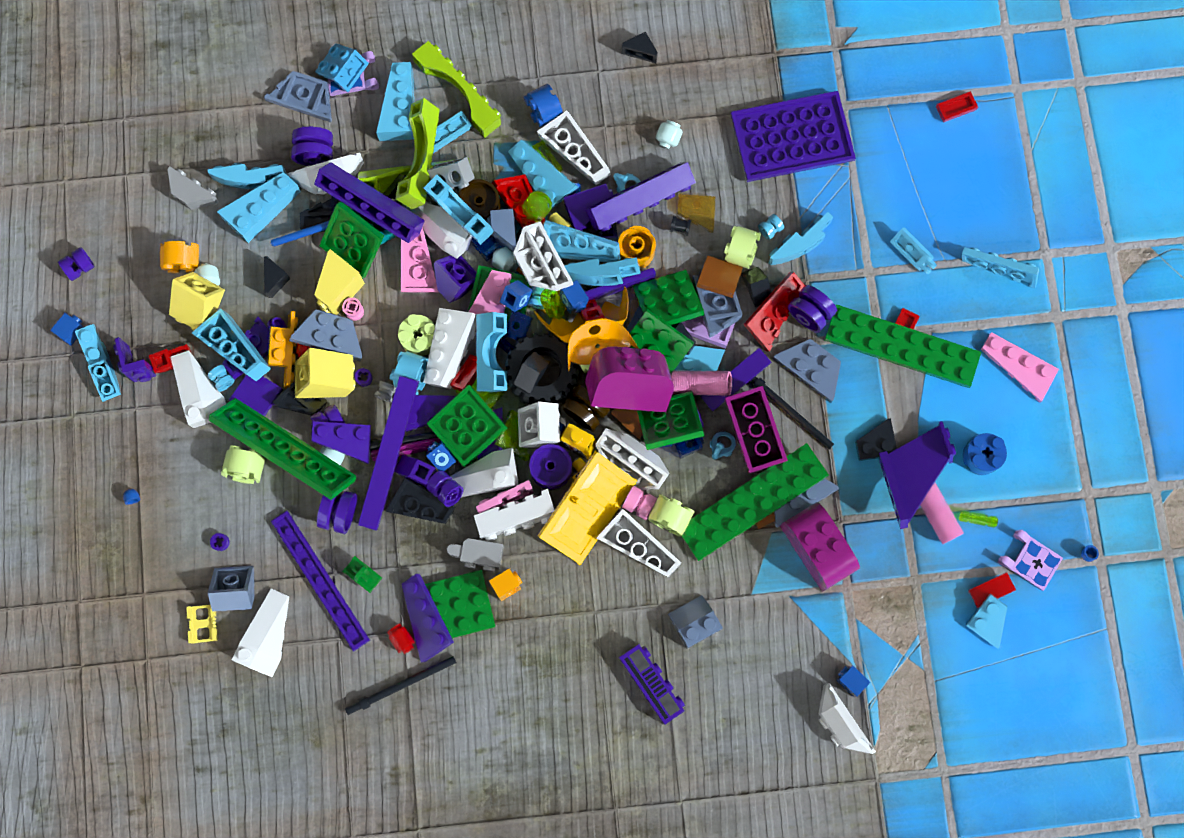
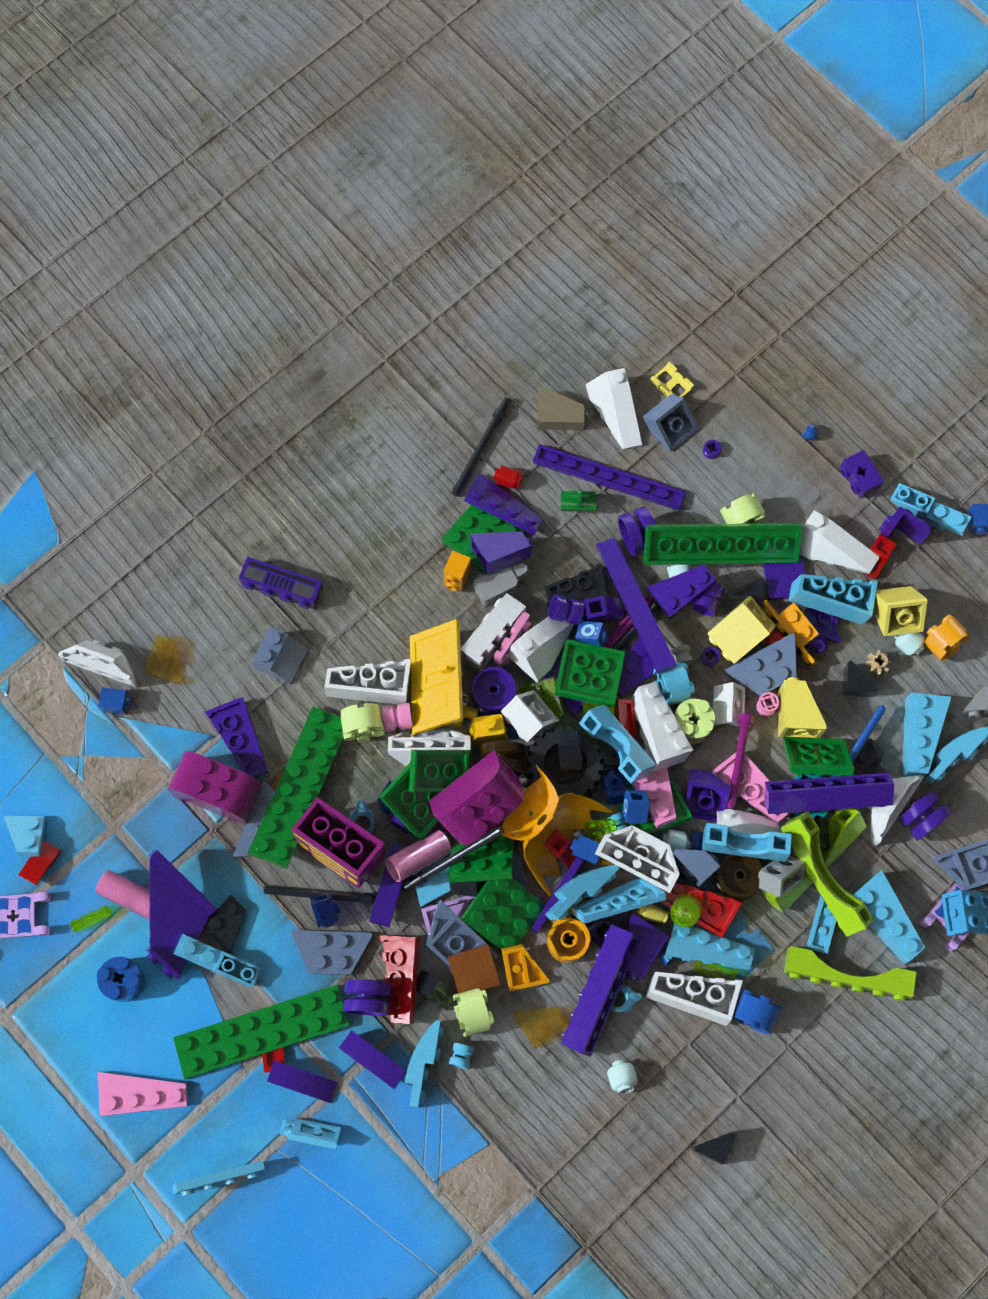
camera: 140 degrees right, 5 degrees down
(120, 422) = (861, 474): none -> dark purple brick
(221, 378) = (823, 568): medium azure wheel -> none
(245, 274) = (874, 666): none -> tan gear
(314, 666) = (559, 412): none -> dark tan slope
(381, 330) = (728, 703): none -> white panel
(382, 304) = (745, 723): none -> magenta piece
(458, 575) = (500, 549): none -> dark purple slope
(642, 427) = (436, 769): none -> green tile
(680, 225) = (545, 994): black bush -> none
(684, 253) = (521, 969): none -> light orange wing
(710, 365) = (422, 877): none -> black bar
(771, 579) = (239, 735): none -> dark purple wing
(790, 687) = (164, 660): none -> clear yellow wing
(792, 136) = (506, 1167): dark purple plate -> none
(798, 396) = (325, 909): none -> clear blue brick
(836, 267) = (373, 1059): none -> dark purple slope
(897, 289) = (302, 1081): none -> dark purple slope
(902, 416) = (217, 961): none -> medium azure slope

